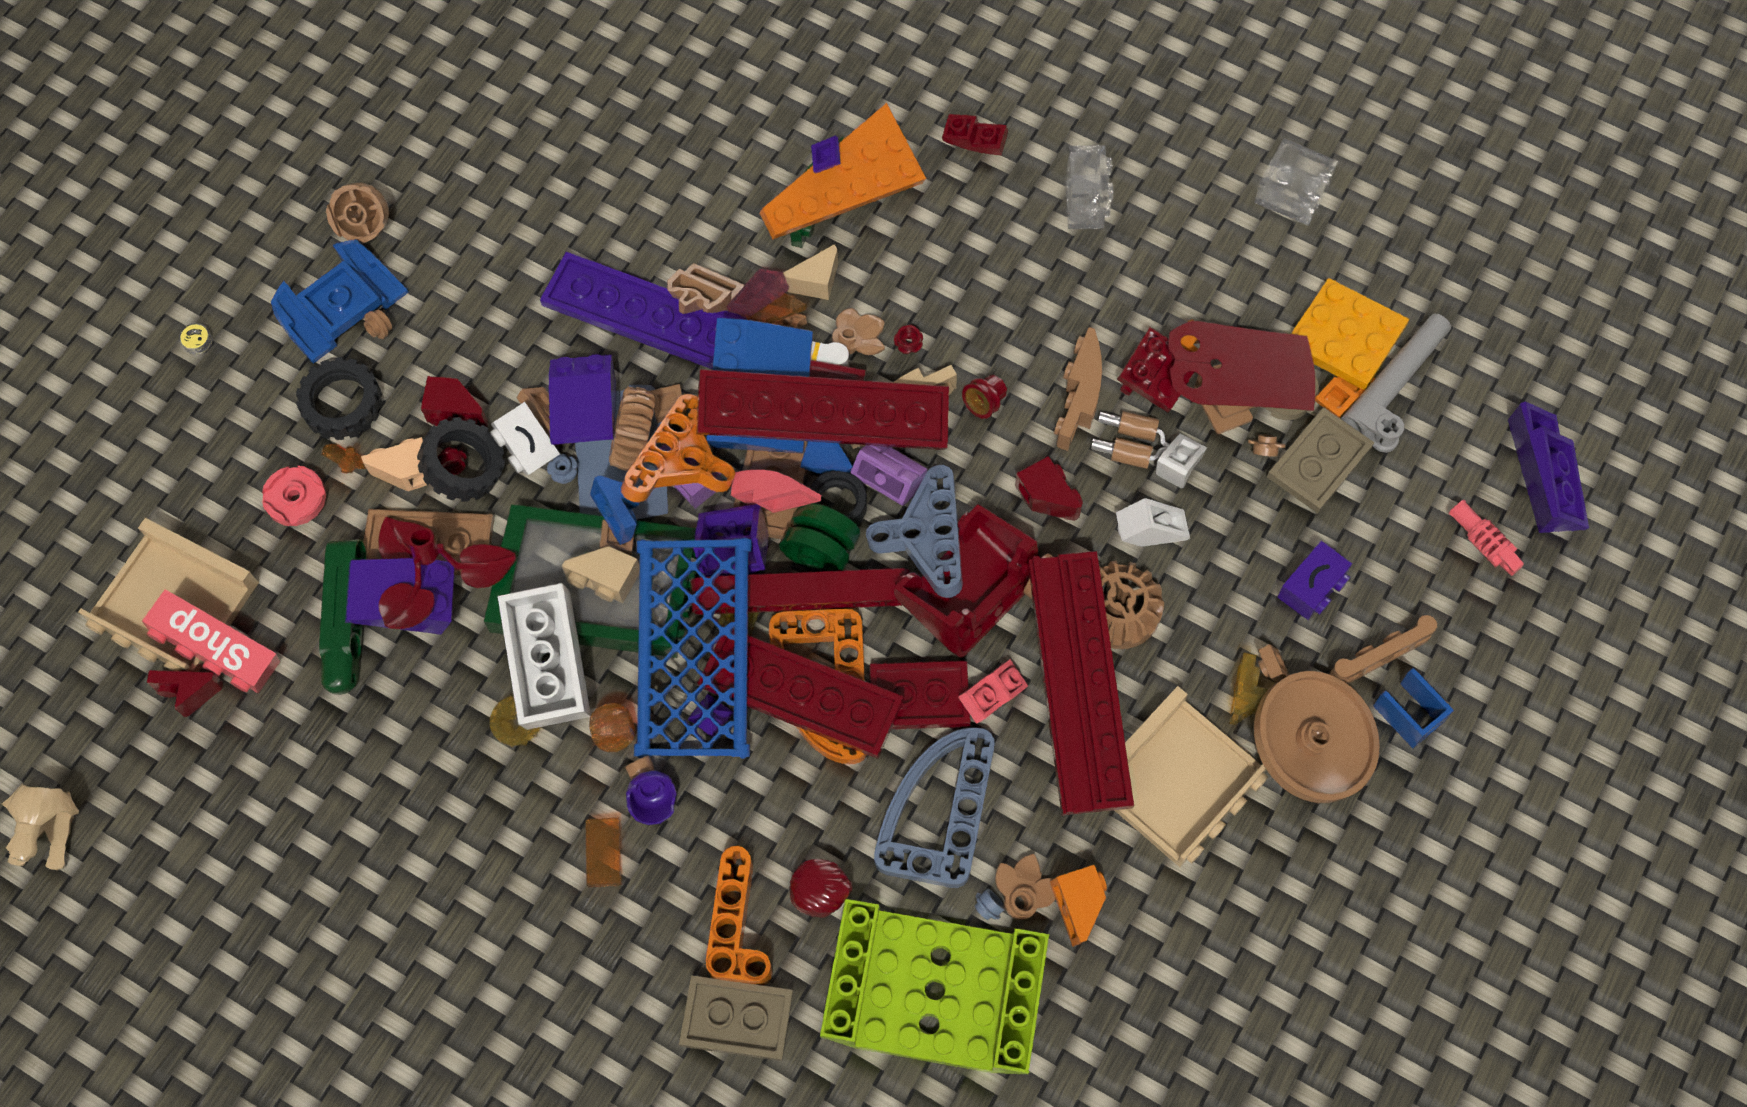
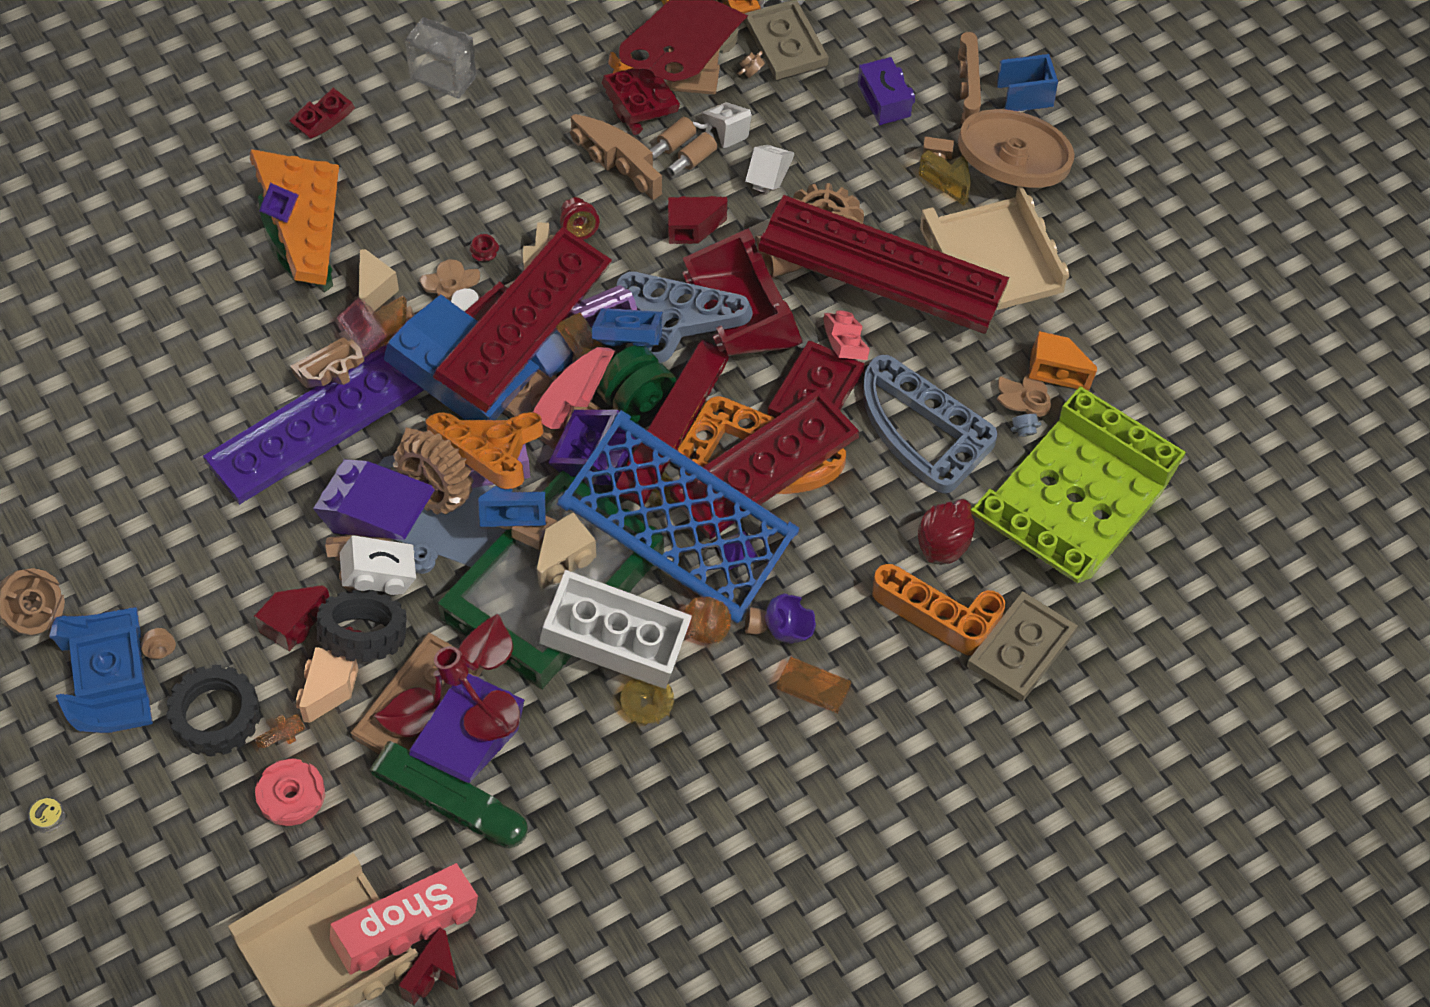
camera: 65 degrees left, 10 degrees down
(835, 474) = (578, 335): none -> clear orange tile
(863, 499) = (628, 326): none -> blue plate

